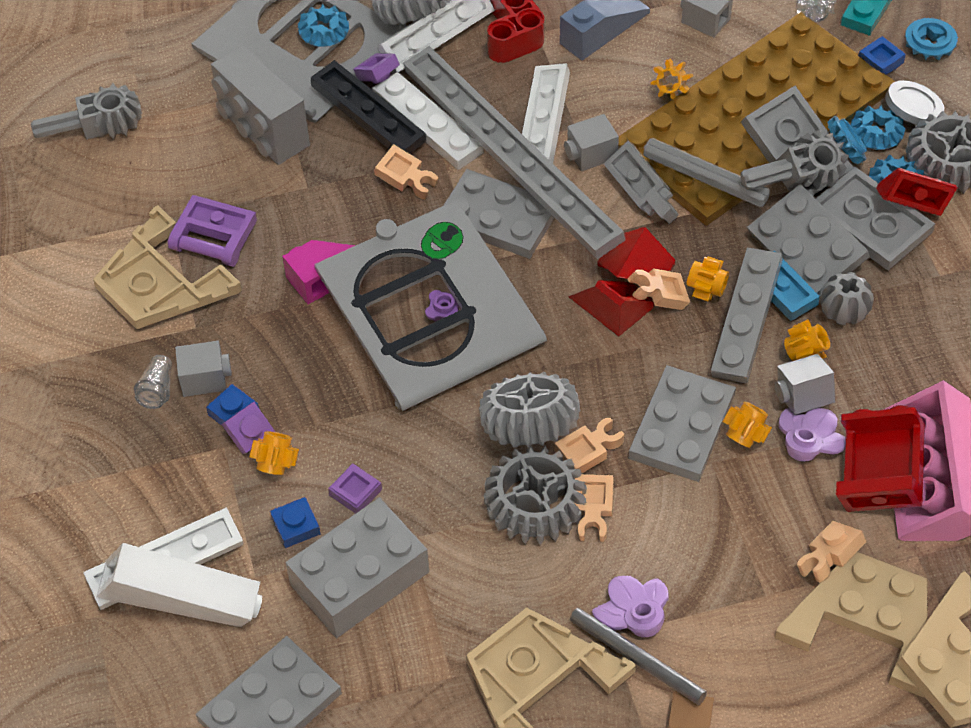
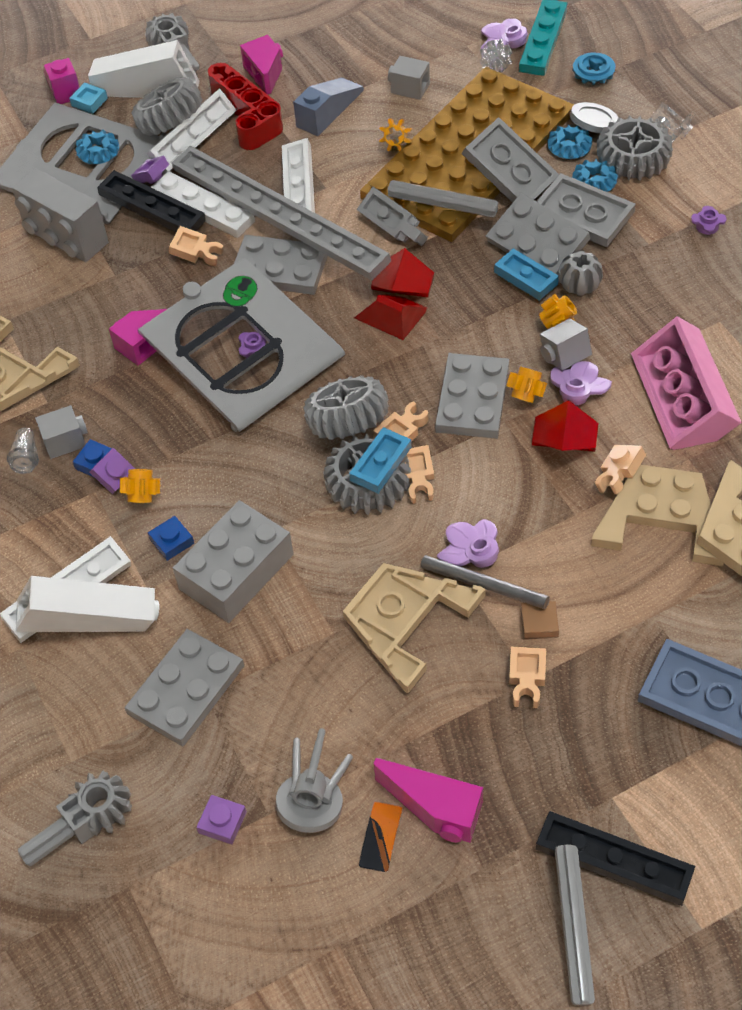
camera: 10 degrees left, 0 degrees up
(216, 221) = (45, 315): medium lavender plate -> none
(355, 488) = (214, 501): medium lavender tile -> none
(551, 484) = (380, 460): none -> dark azure plate
(591, 142) = (342, 194): light grey brick -> none
(663, 286) = (430, 293): light nougat plate -> none
(707, 278) = (465, 280): light orange gear -> none
(746, 315) = (504, 301): light grey plate -> none
(780, 490) = (565, 429): none -> red slope
(799, 165) = (523, 174): light grey gear -> none
(852, 144) = (549, 153): dark azure gear -> none
(882, 55) = (559, 86): blue plate -> none
(882, 459) = (643, 388): red panel -> none
(916, 191) = (615, 180): red slope -> none

